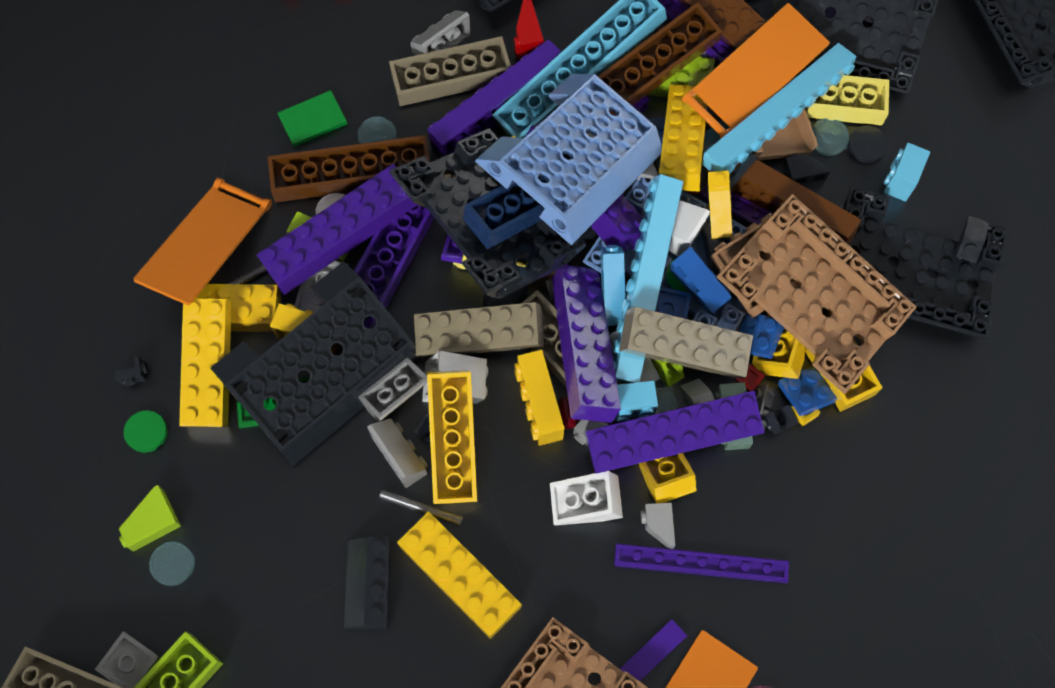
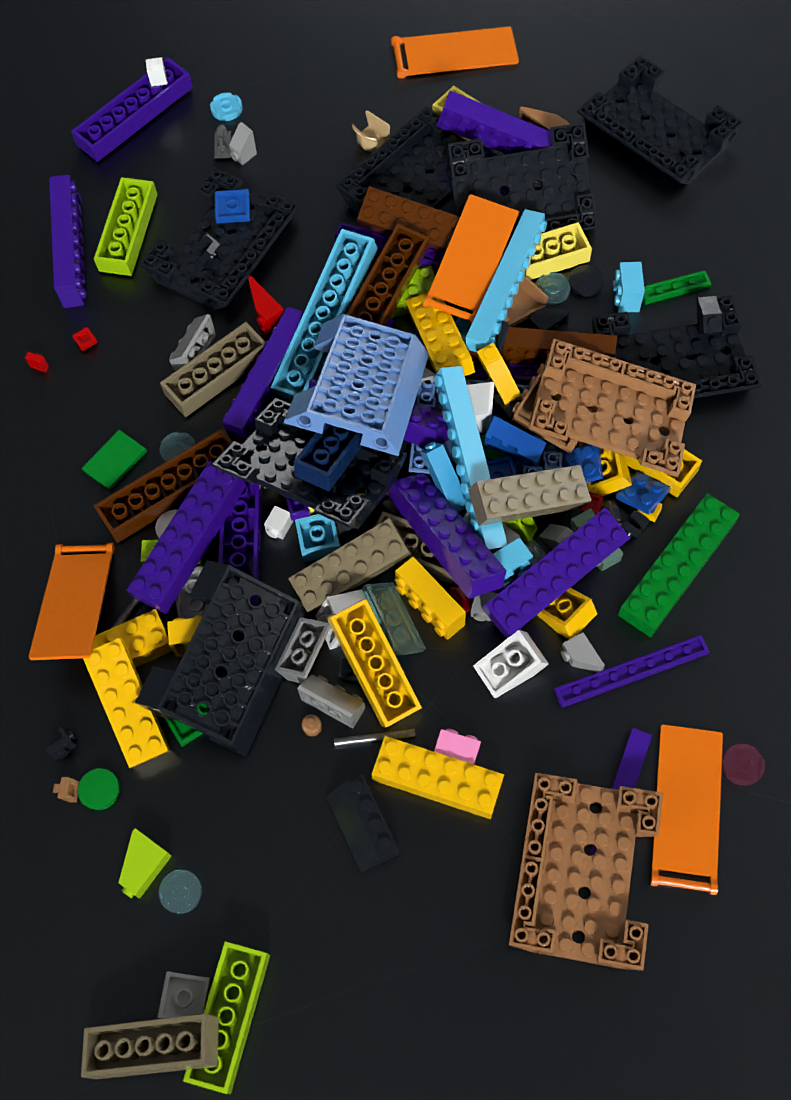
camera: 20 degrees left, 5 degrees down
(116, 418) = (67, 789): none -> medium nougat tile
(368, 466) = (311, 725): none -> medium nougat piece
(431, 254) = (278, 523): none -> white brick
(460, 288) = (316, 537): none -> medium azure brick
(493, 556) = (458, 746): none -> bright pink brick
(495, 401) = (393, 618): none -> clear light blue tile
(804, 480) = (678, 565): none -> green brick
(956, 192) = (676, 287): none -> green tile

